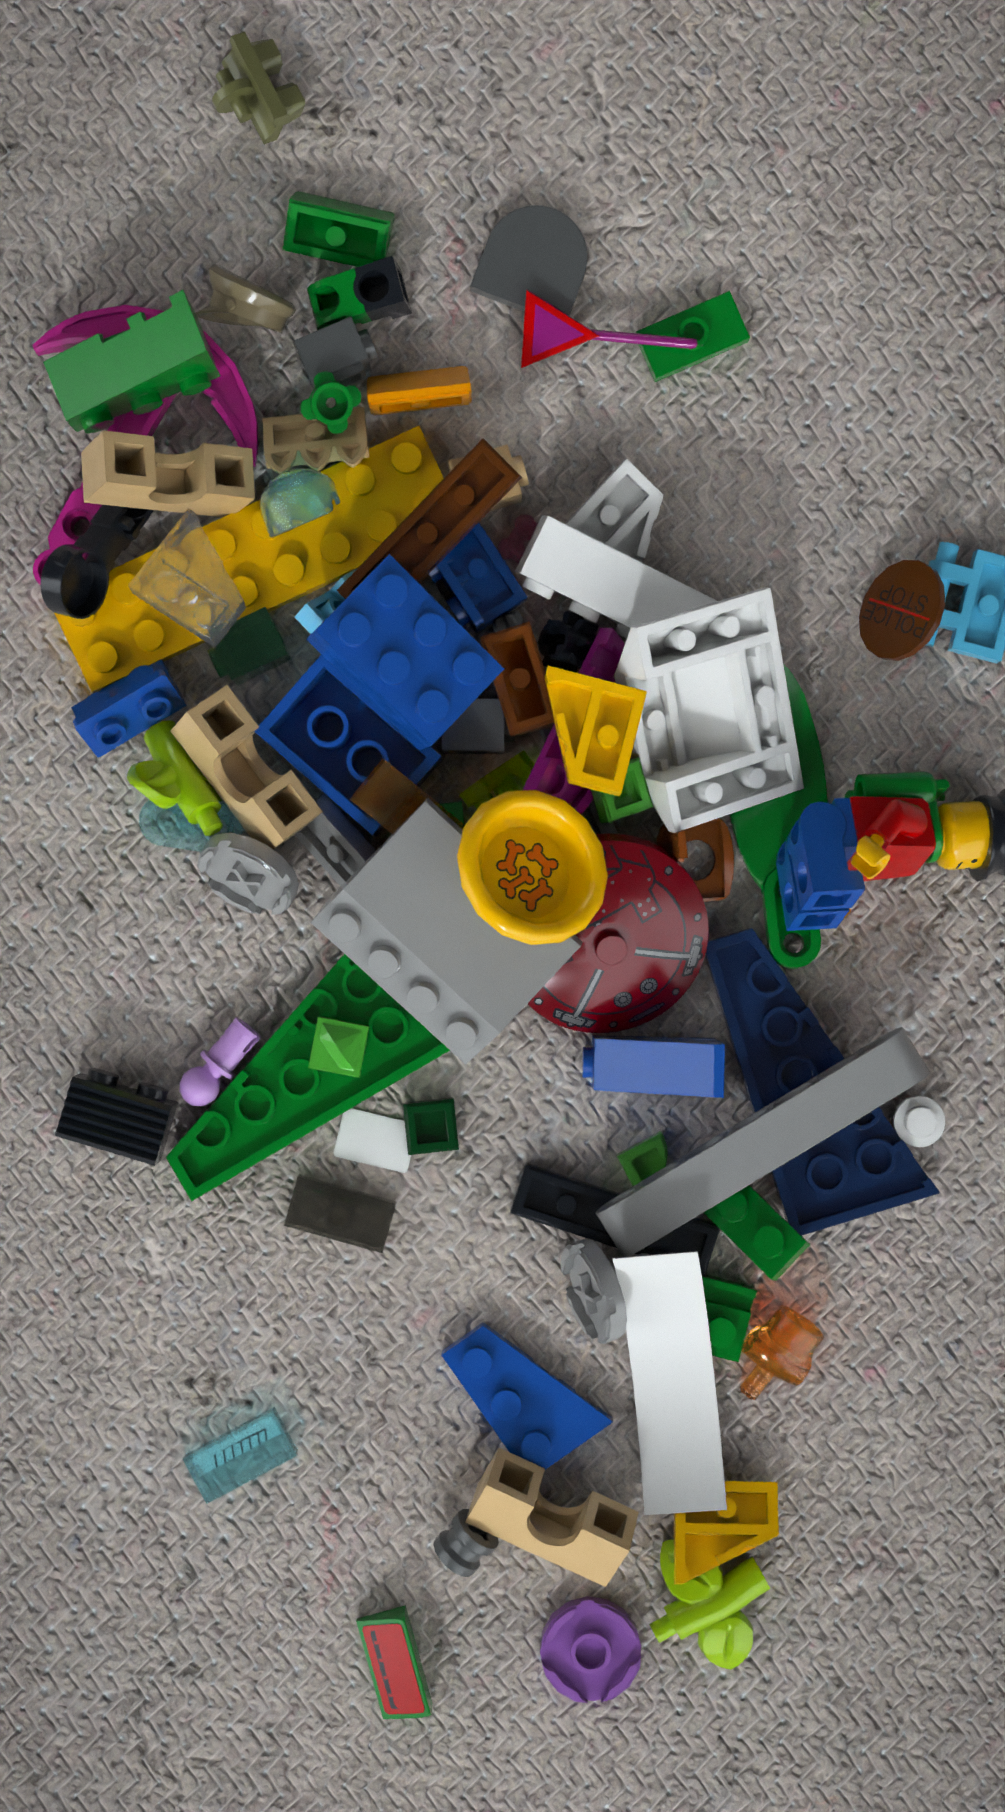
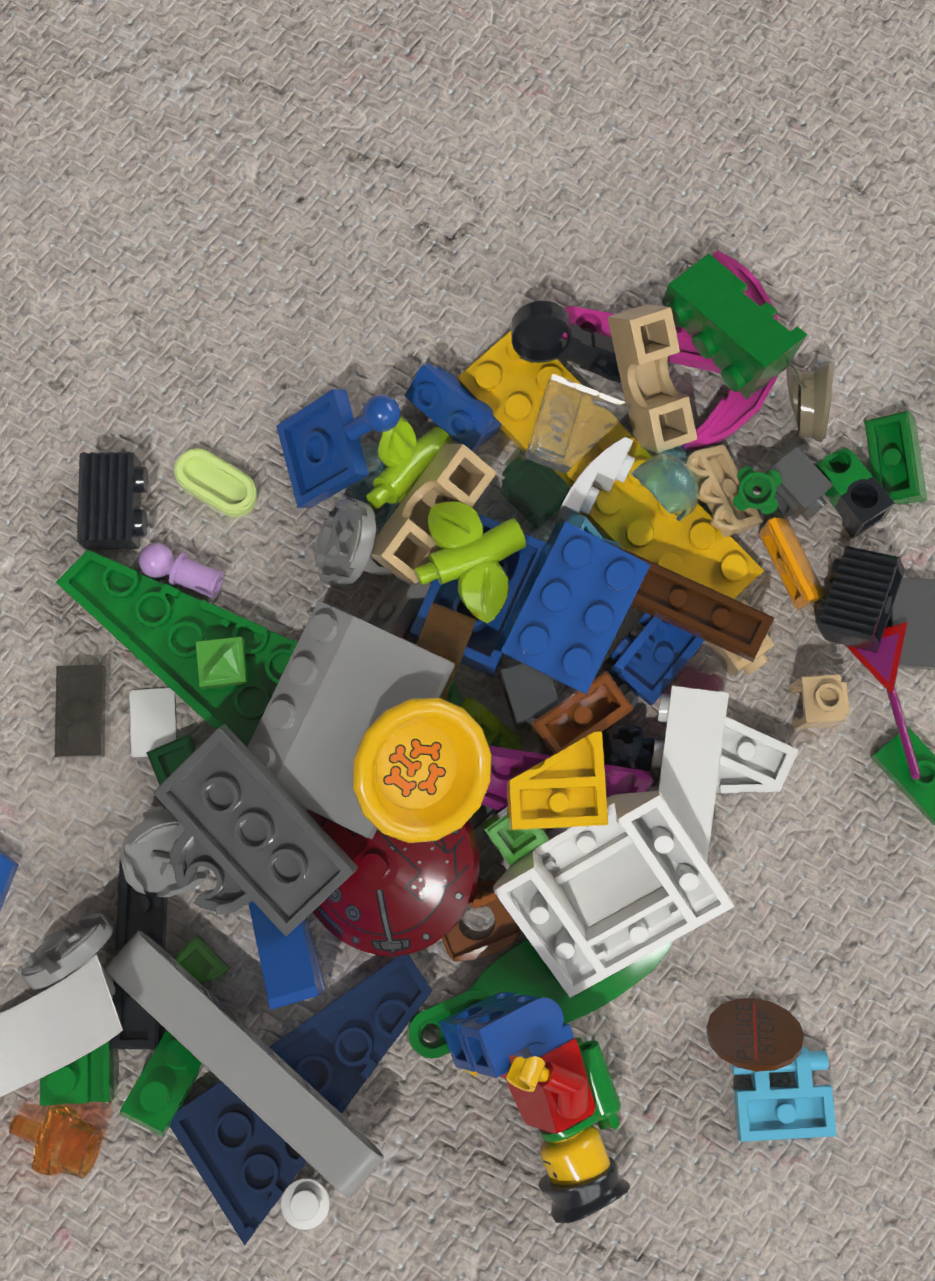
camera: 65 degrees right, 10 degrees down
(128, 862) = (325, 446): none -> blue plate
(129, 996) = (216, 482): none -> yellowish green tile
(258, 564) = (601, 472): none -> white slope
(312, 743) = (471, 556): none -> lime plant
(483, 332) = (860, 598): none -> black brick
(525, 1159) = (148, 852): none -> light grey tile
(540, 1067) = (249, 836): none -> dark grey plate
(582, 414) = (823, 701): none -> tan window

